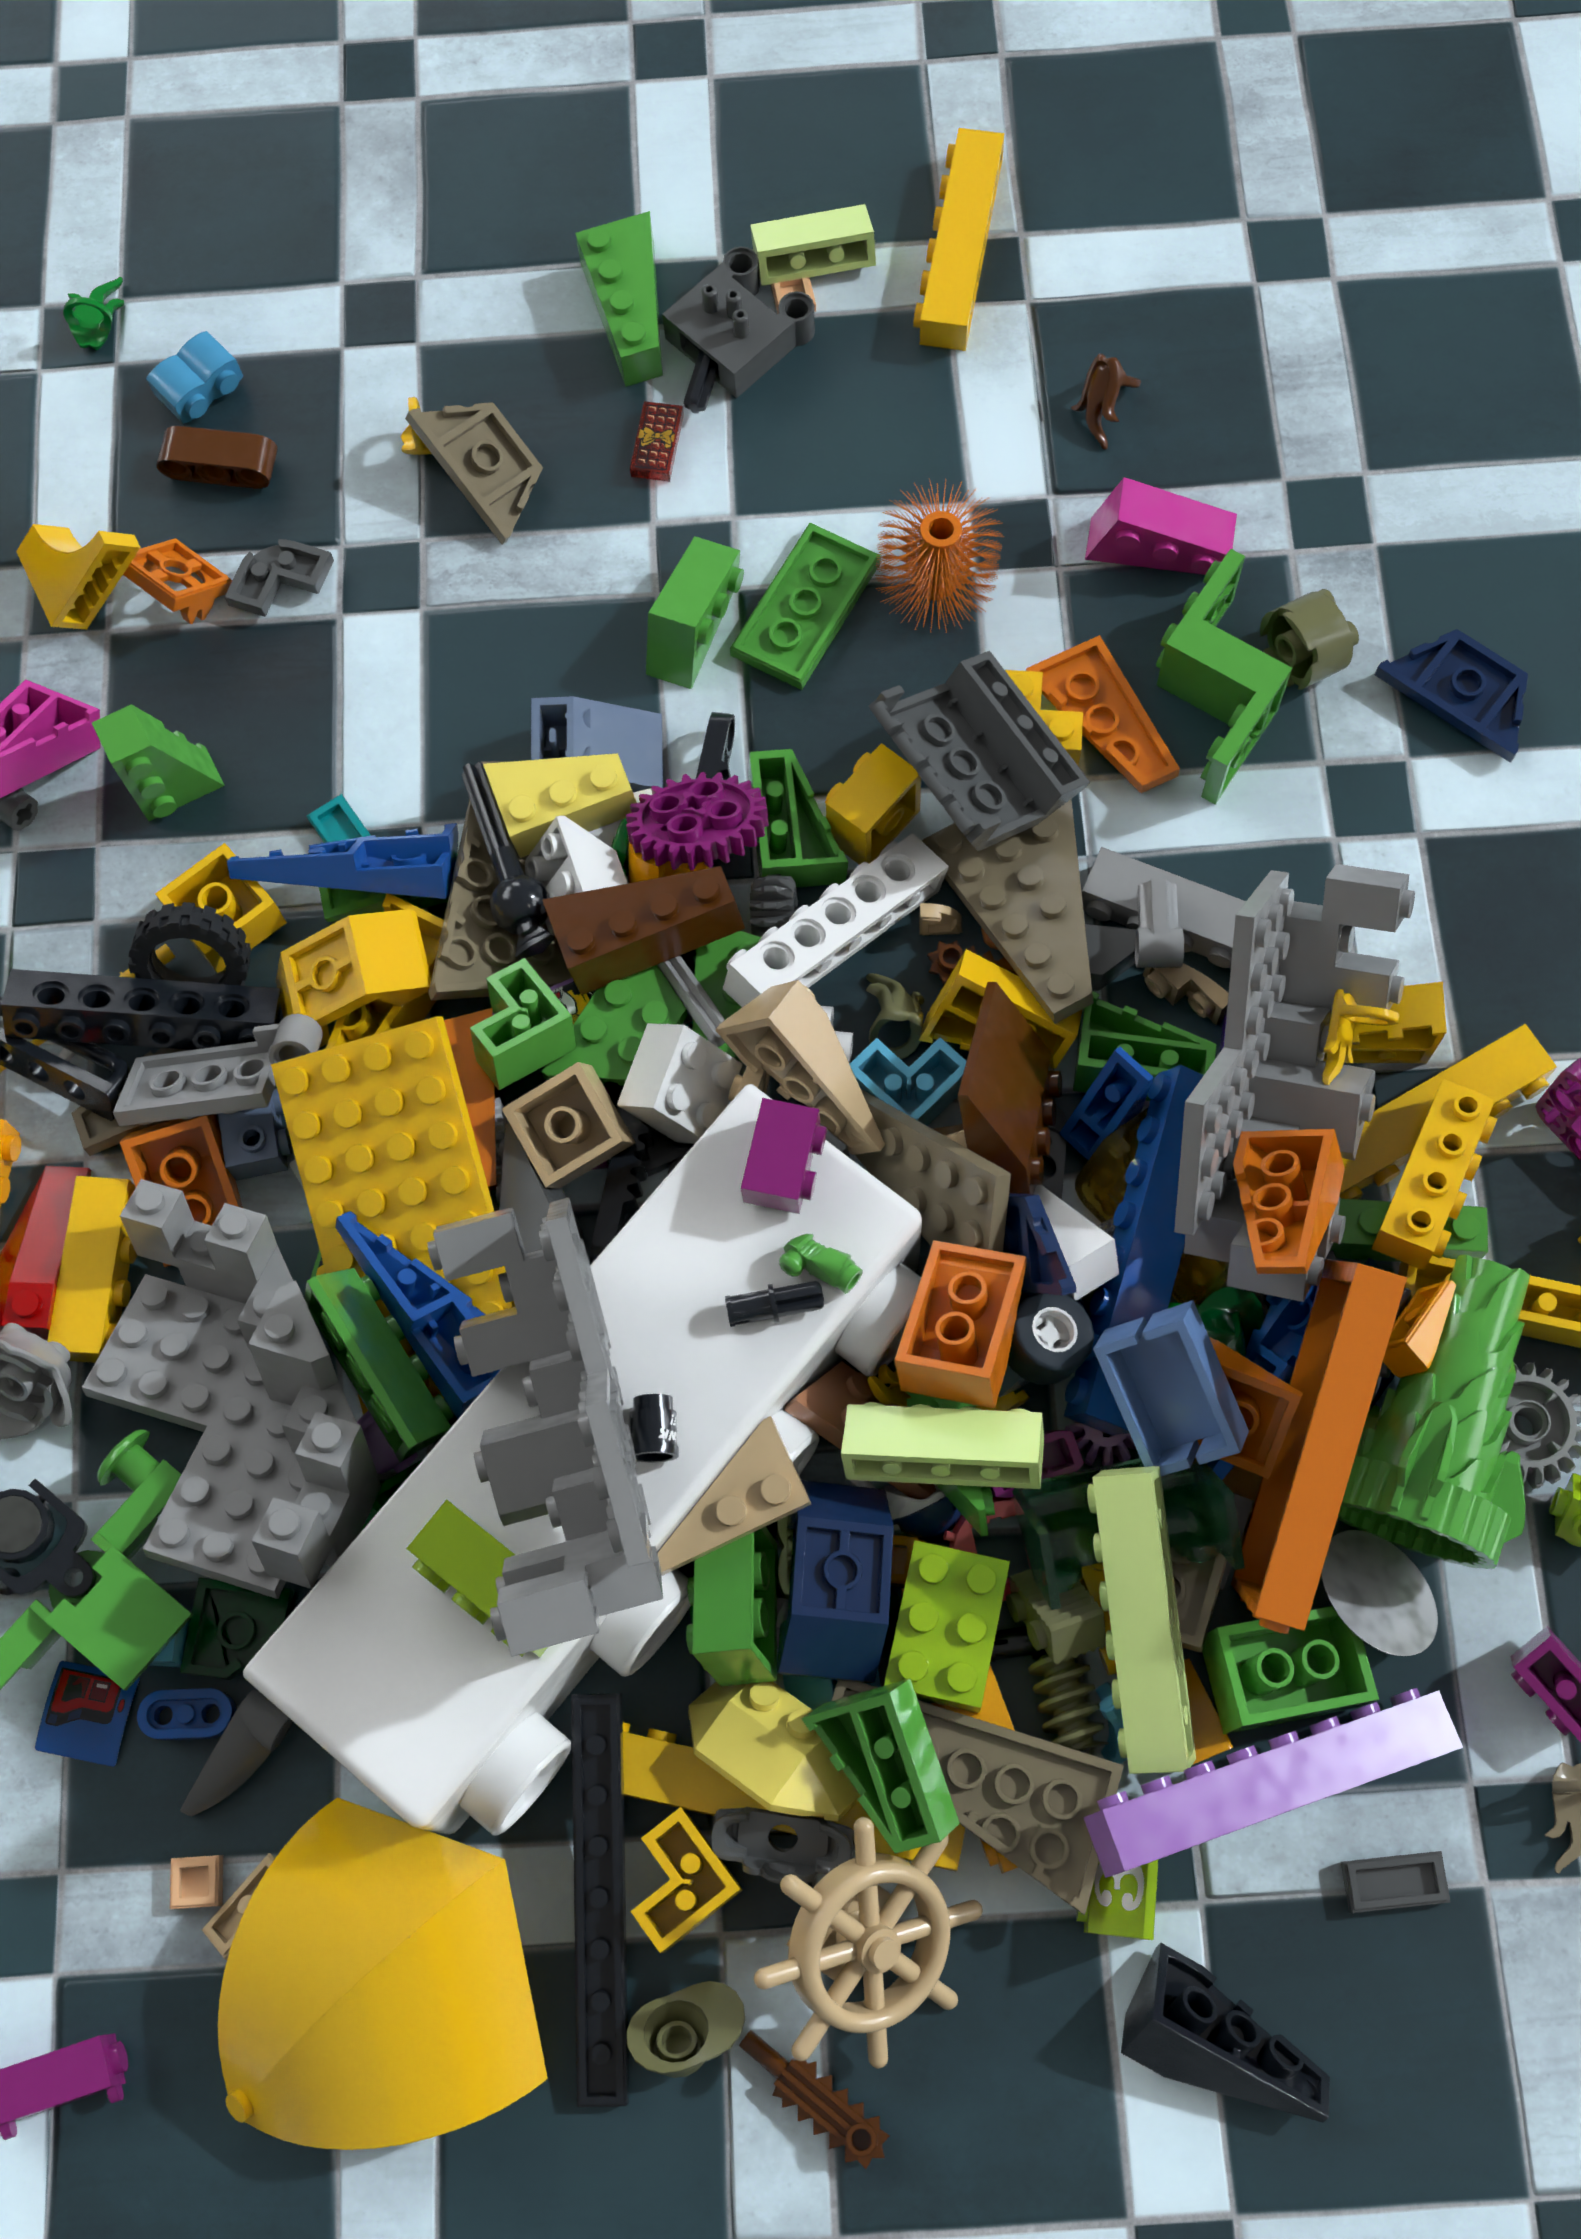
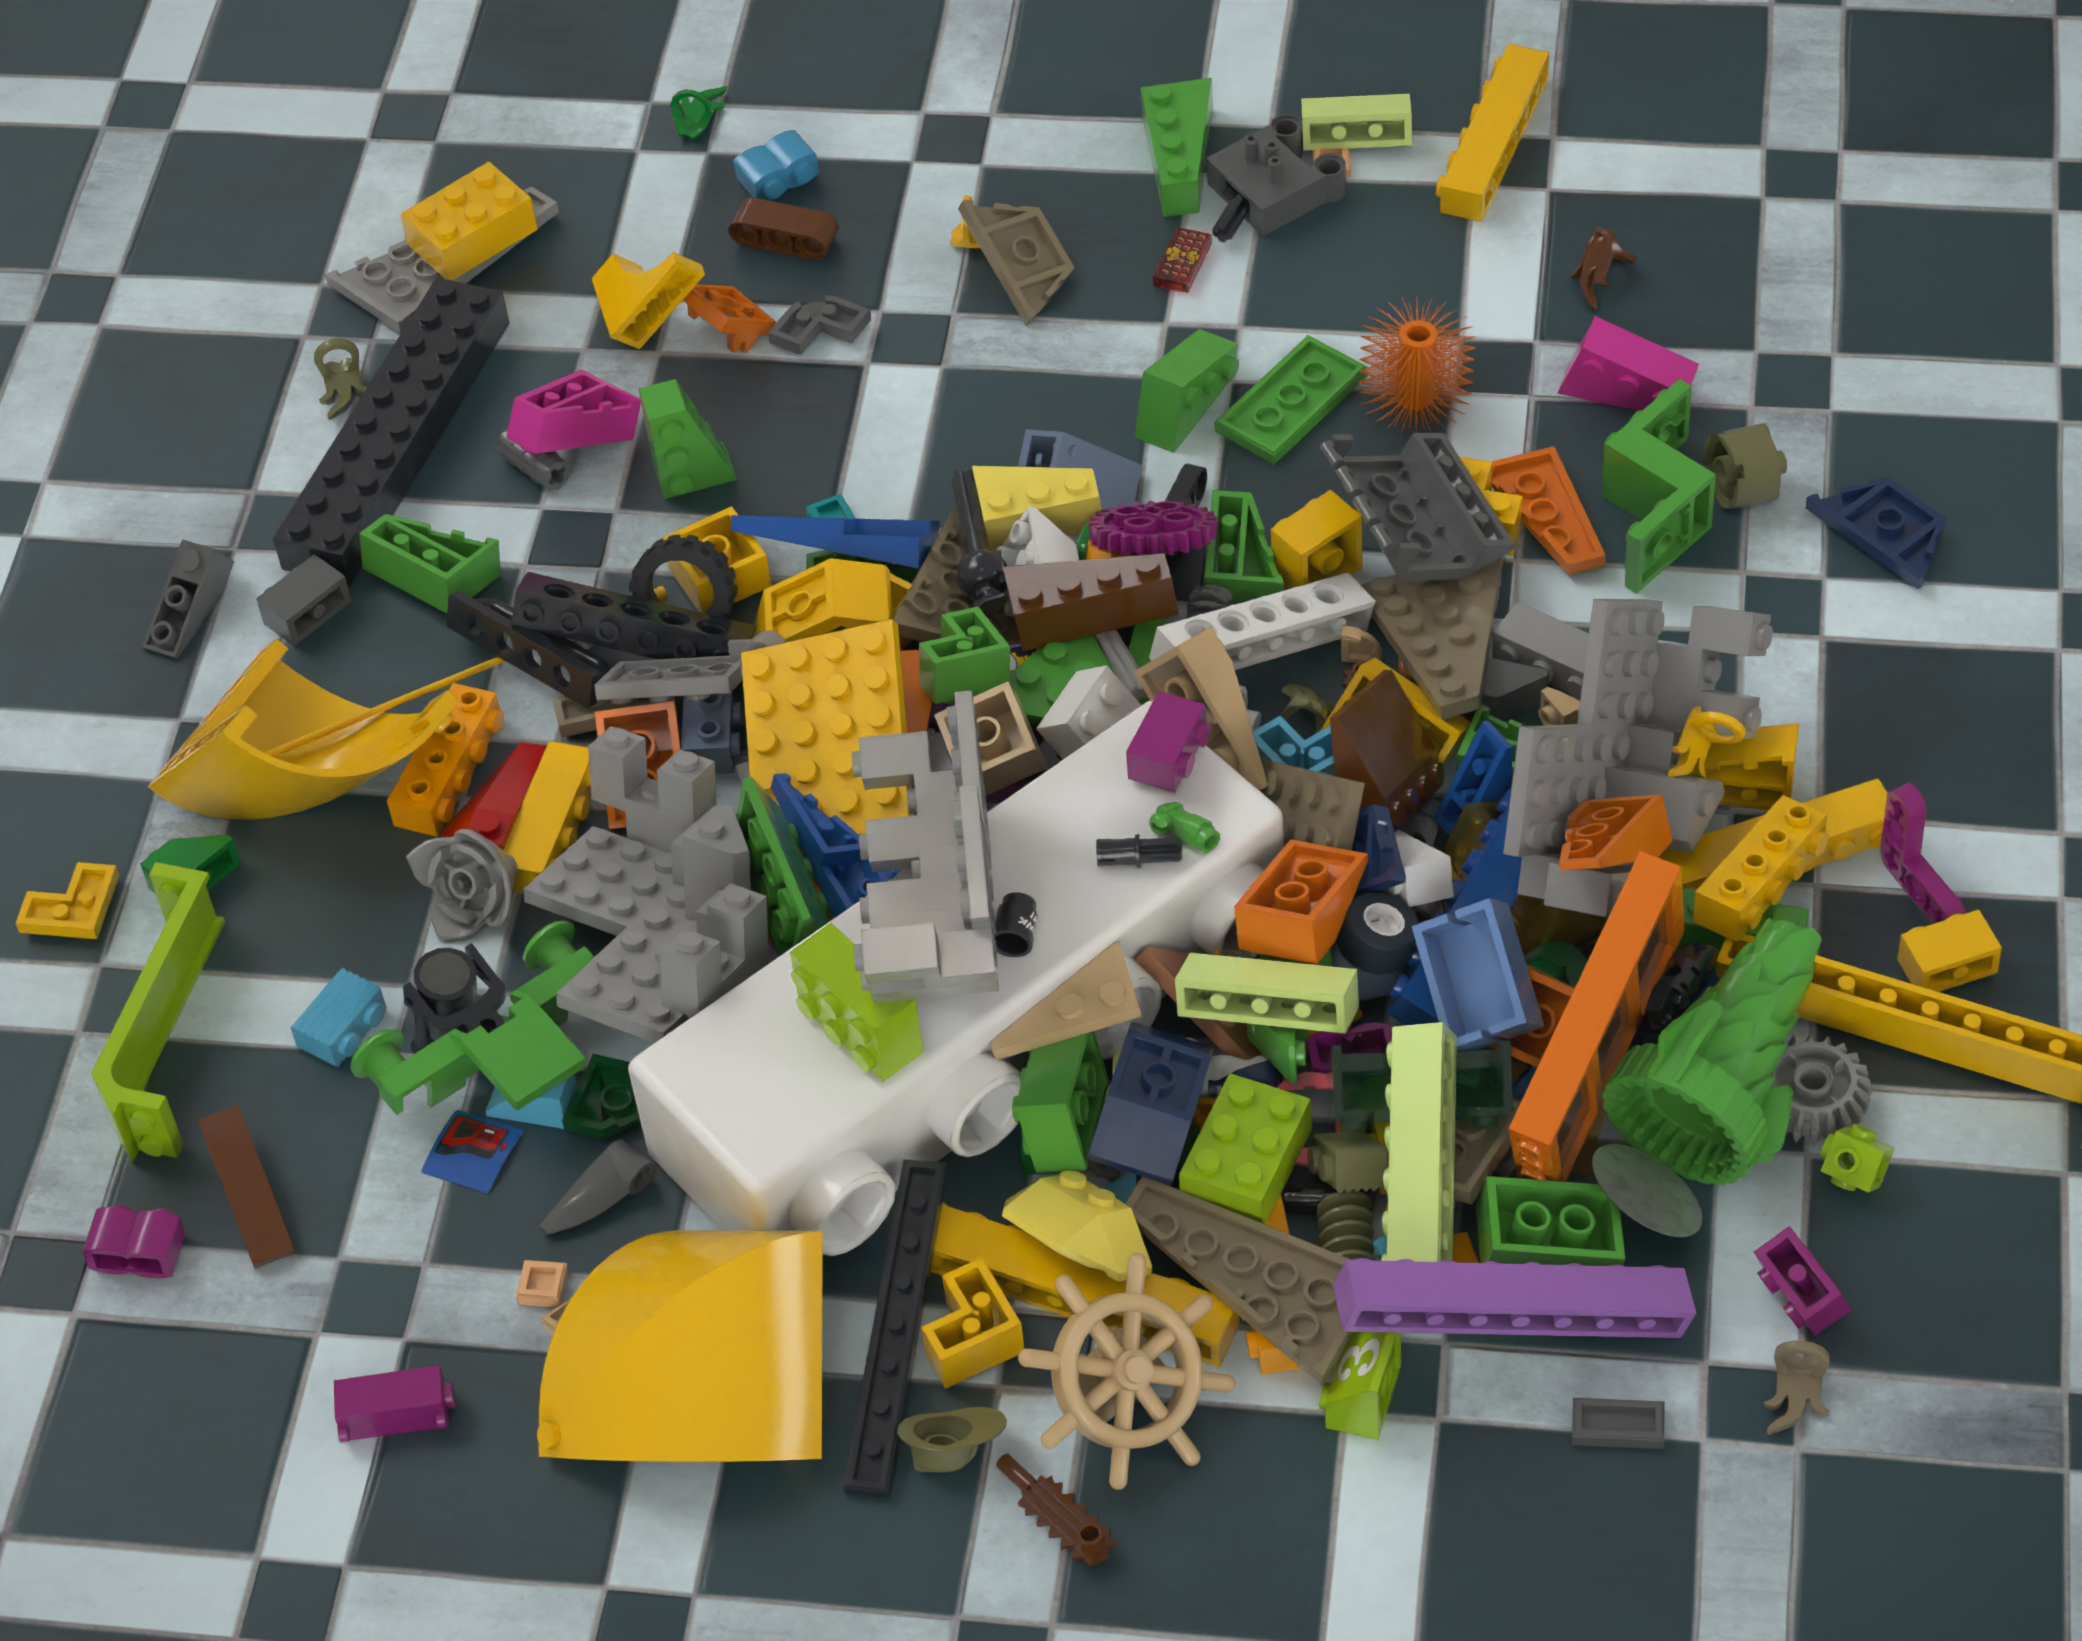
camera: 10 degrees right, 20 degrees down
(189, 1714) = (562, 1154): blue plate -> none
(745, 1838) = (1034, 1290): dark grey piece -> none
(890, 1762) = (1172, 1221): bright green wedge -> none
(1158, 938) = (1553, 665): light grey piece -> none
(1203, 2039) = (1398, 1496): black wedge -> none
(1419, 1330) = (1705, 971): light orange slope -> none

